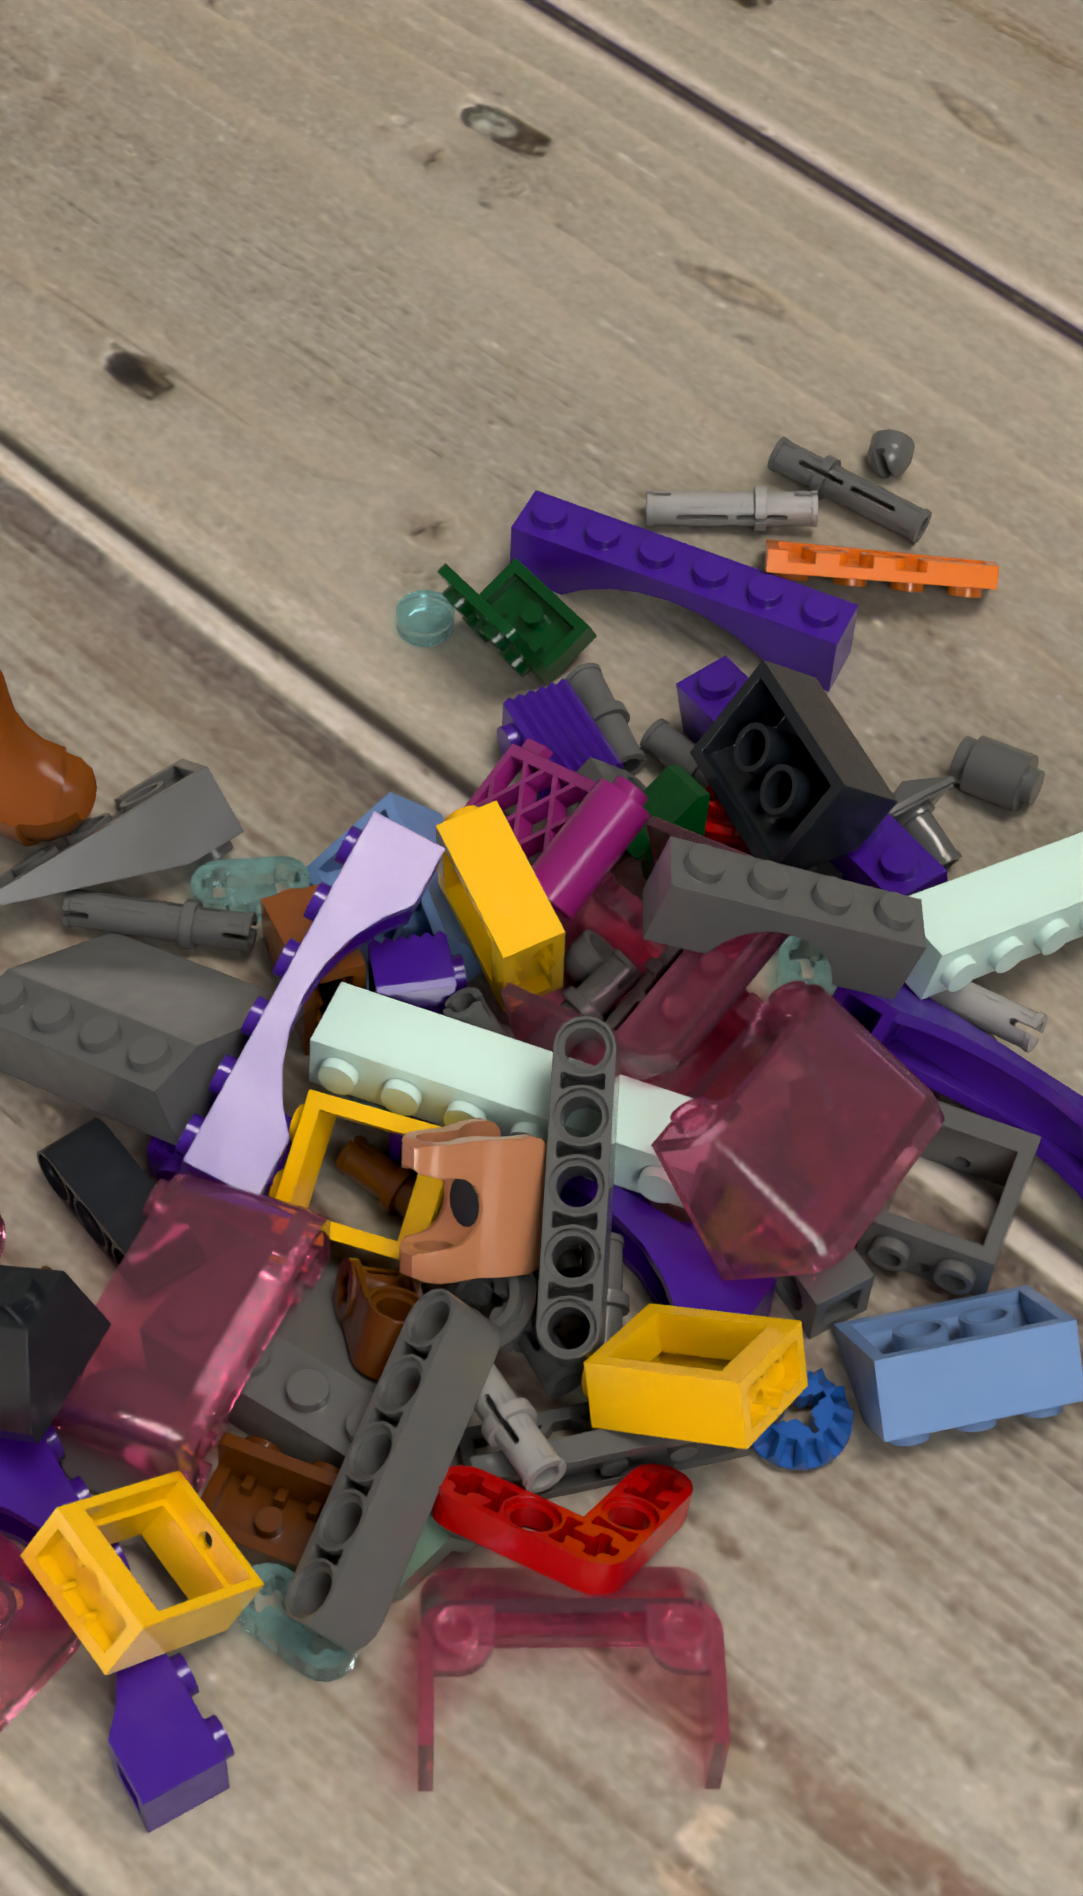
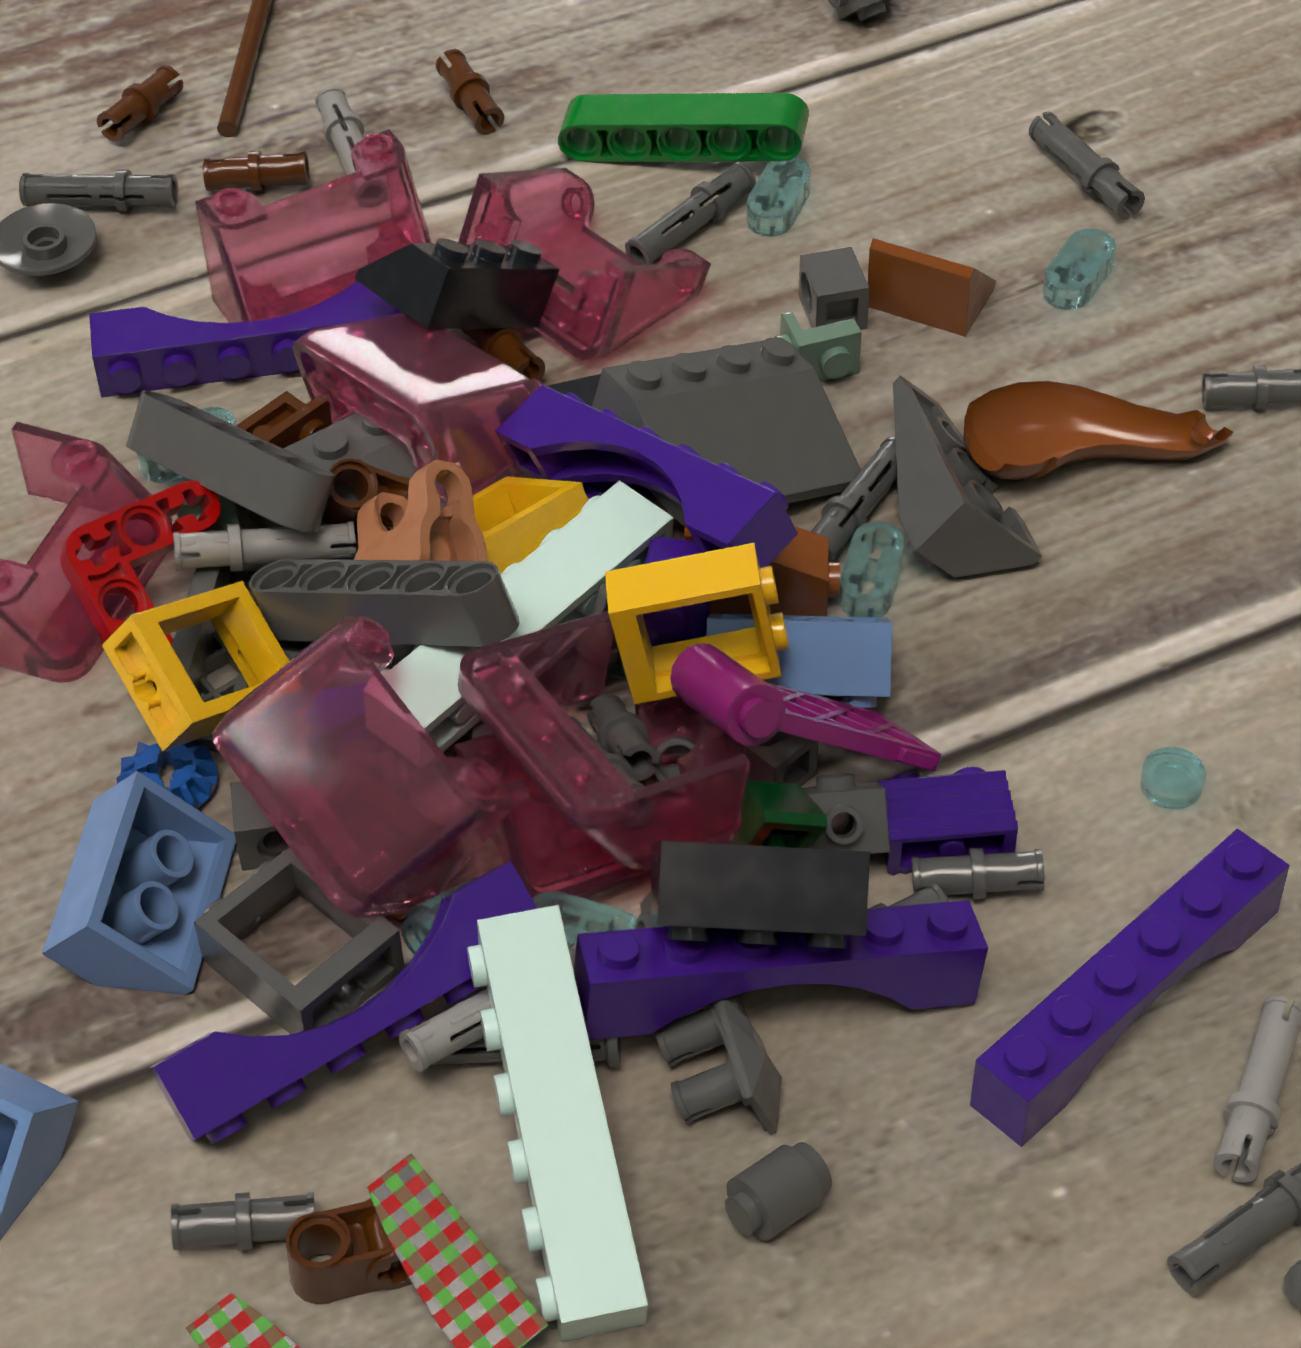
camera: 115 degrees right, 5 degrees down
(104, 1600) = (221, 271): yellow window -> none
(521, 620) = (1120, 808): dark green bracket -> none
(713, 895) = (532, 813): dark grey arch -> none
(857, 565) = (1116, 1175): orange wing -> none

